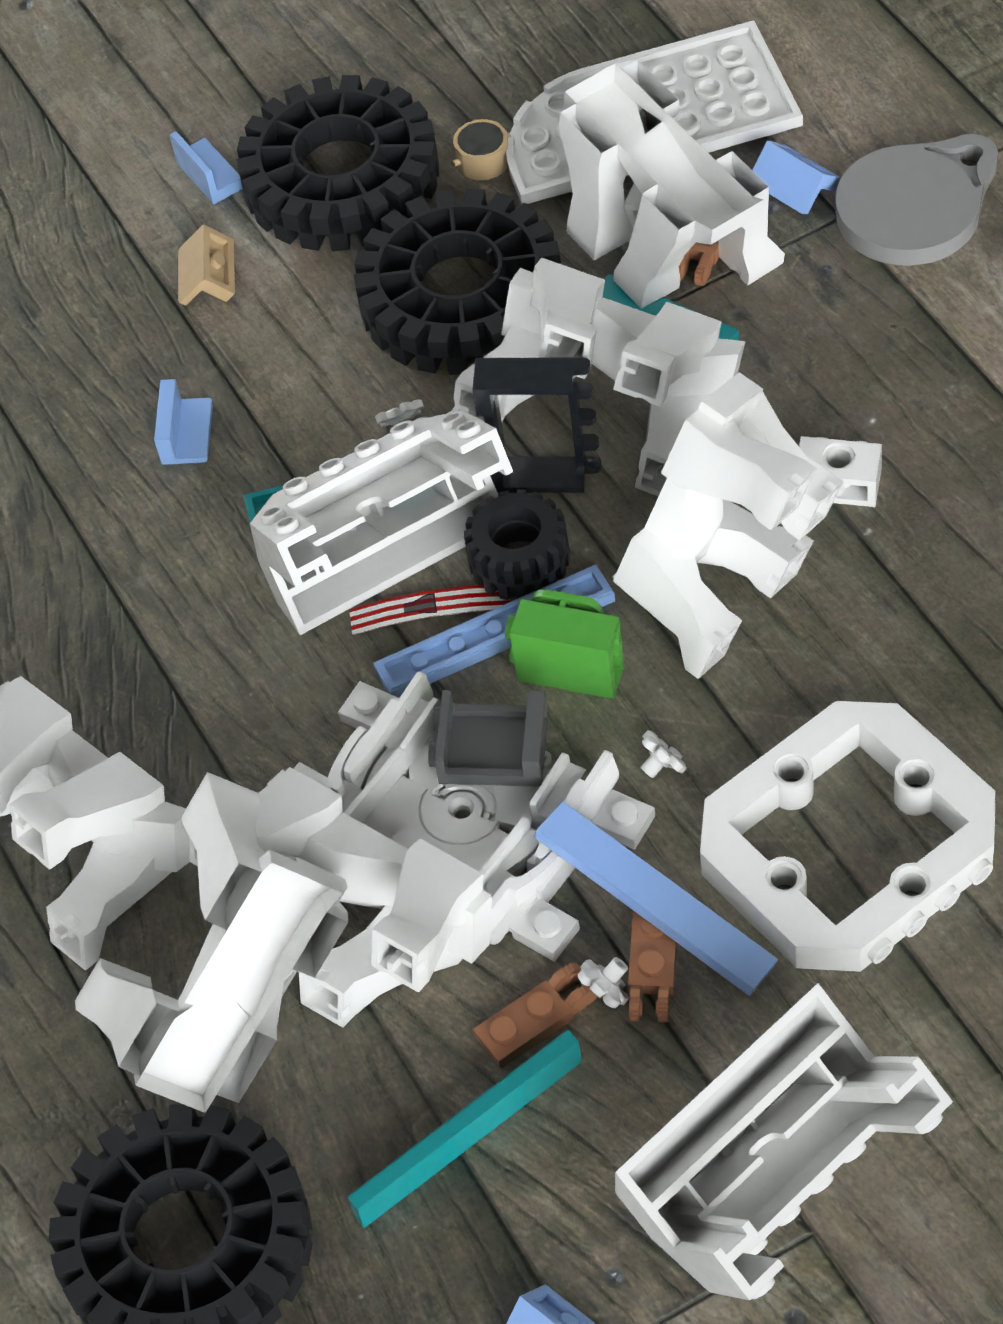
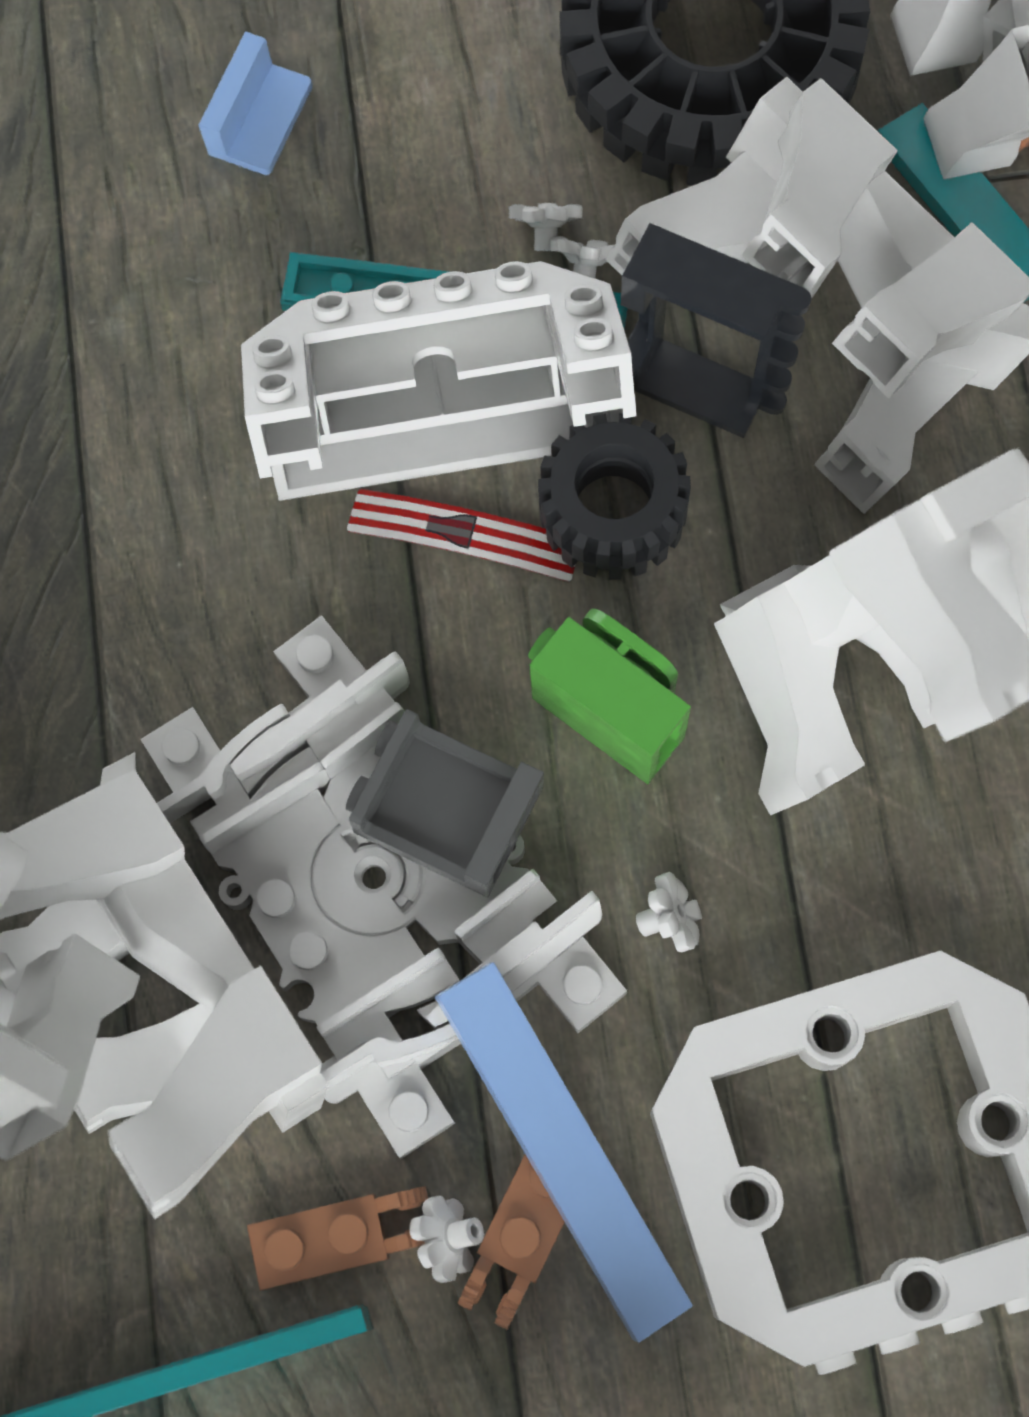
camera: 20 degrees right, 20 degrees up
(477, 637) = (524, 609): light blue tile -> none

